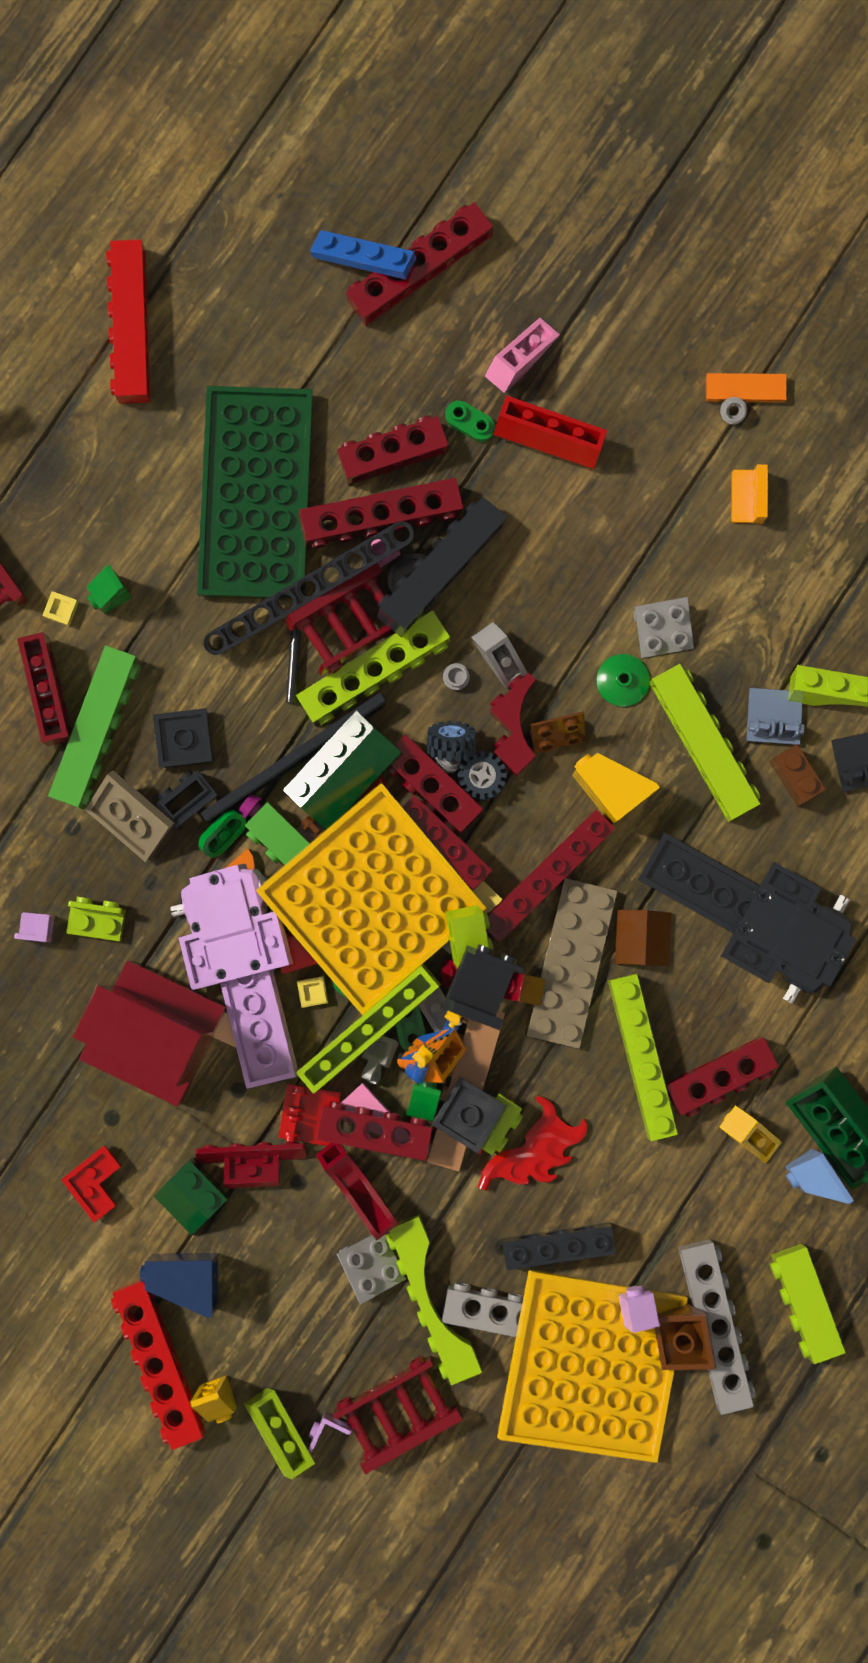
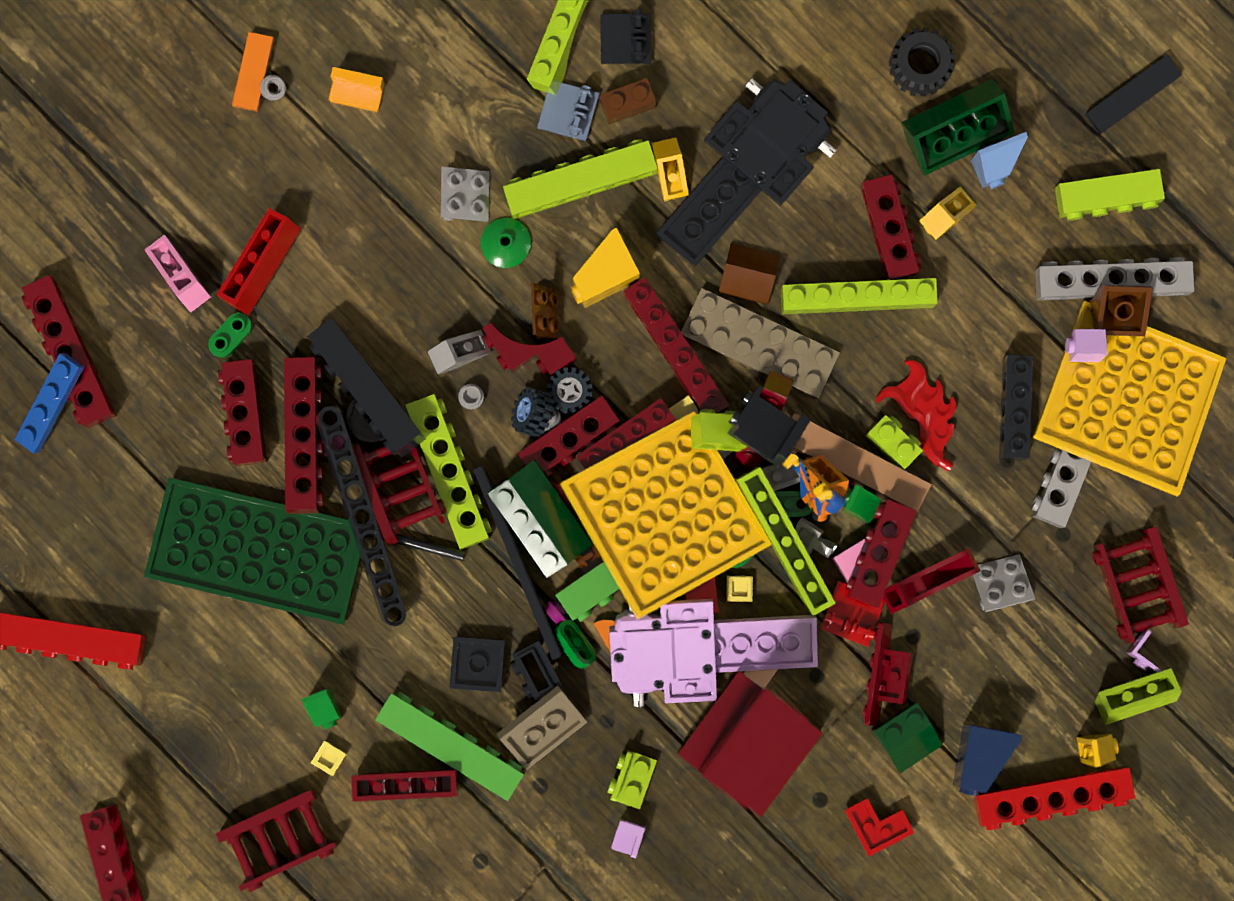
camera: 80 degrees left, 0 degrees up
(455, 1351) = (1095, 520): lime arch -> none
(470, 1115) = (882, 463): black plate -> none
(735, 833) = (670, 169): none -> yellow slope

